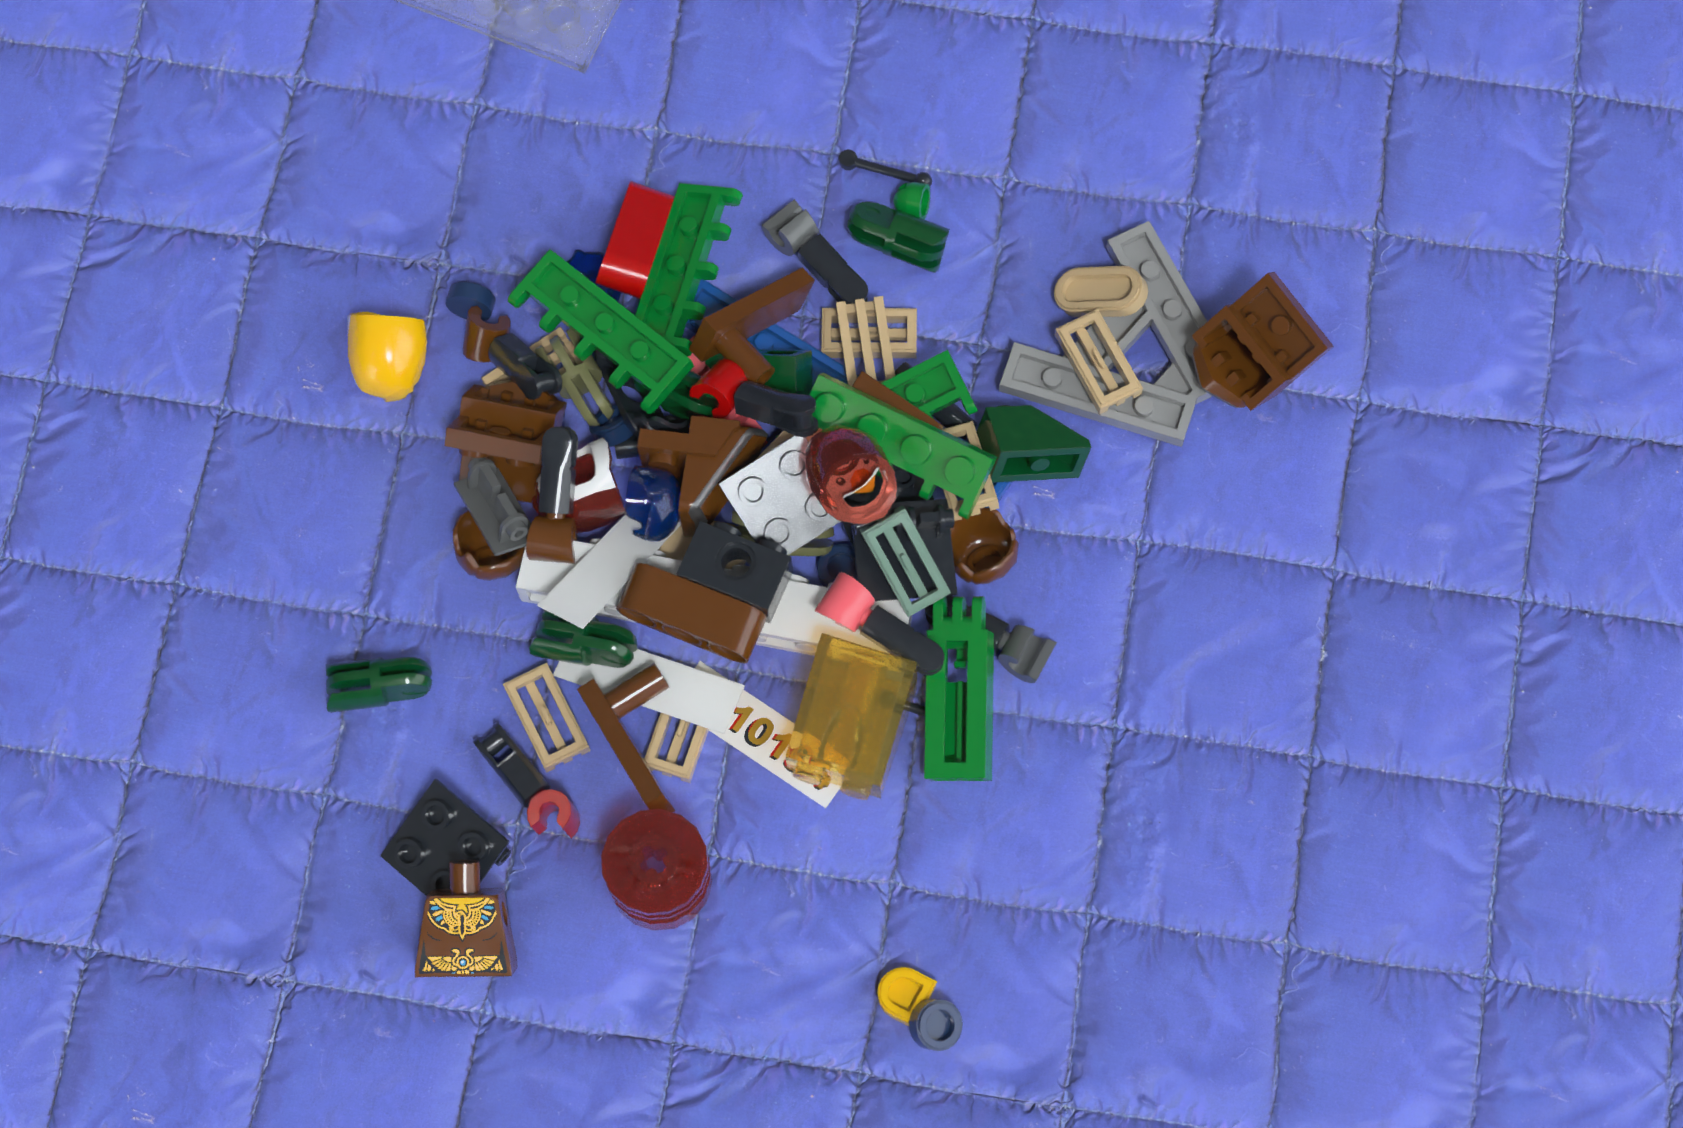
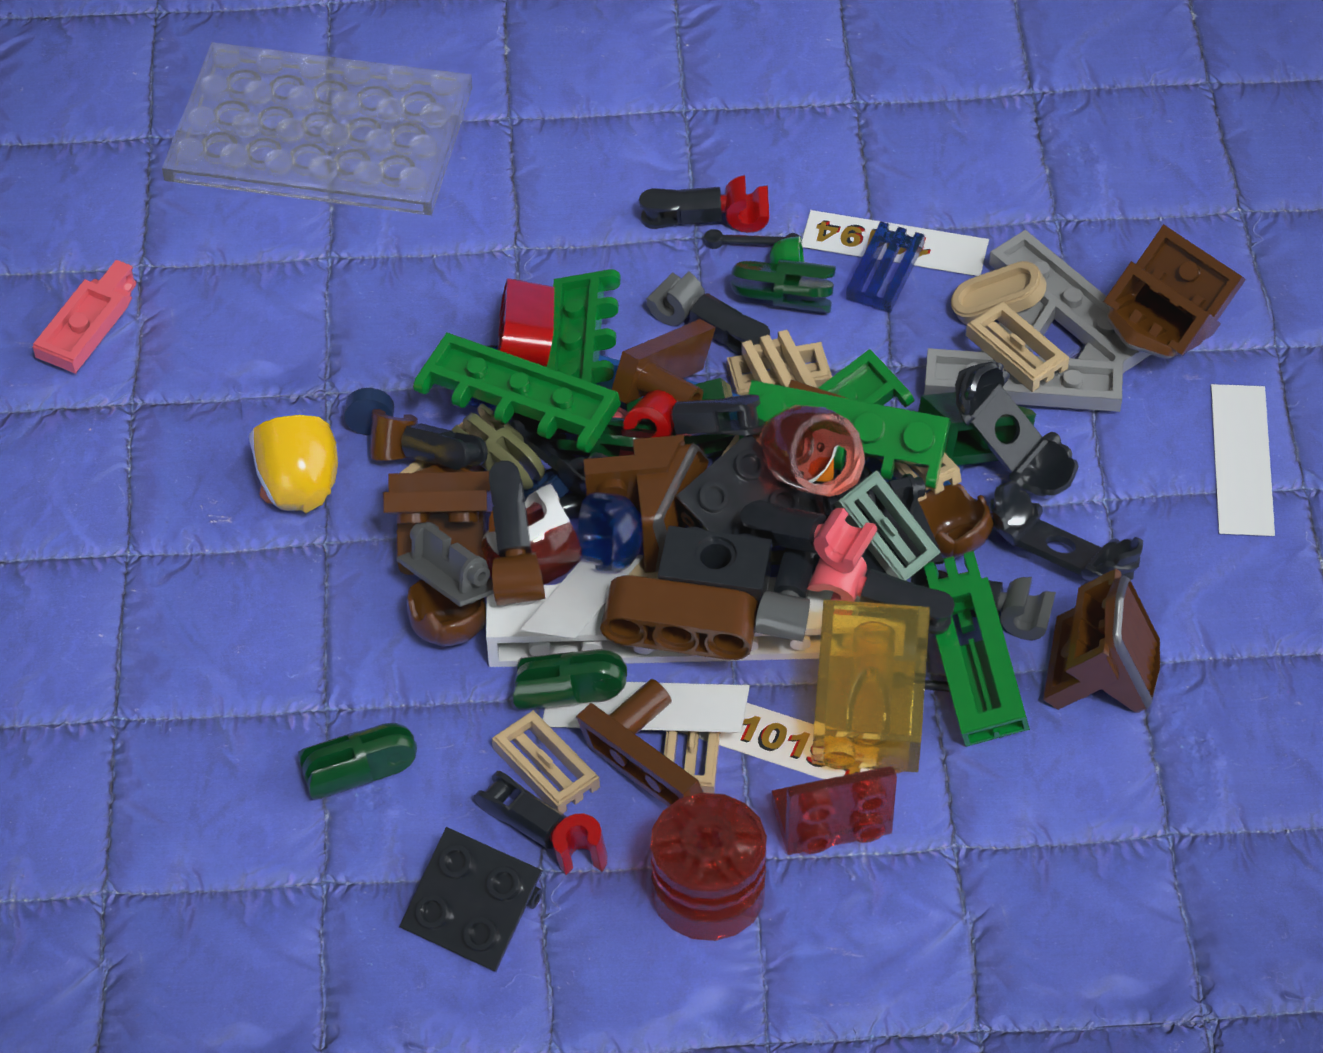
camera: 15 degrees left, 20 degrees down
(230, 136) = (86, 318): none -> coral hinge
(465, 929) = (516, 963): torso -> none
(788, 627) = (787, 608): none -> piece
(788, 827) = (836, 810): none -> clear red bracket
(842, 574) = (830, 537): none -> piece
(883, 132) = (703, 205): none -> piece
(902, 991) = (1003, 944): yellow tile -> none
(935, 1024) = (1046, 961): dark blue tile -> none
(1023, 200) = (853, 234): none -> white sticker
(1025, 200) = (896, 241): none -> clear blue tile
(1046, 561) = (1020, 525): none -> black piece
(1080, 494) = (1033, 461): none -> black piece
(1080, 719) = (1104, 646): none -> reddish brown piece
(1284, 523) = (1242, 460): none -> white sticker

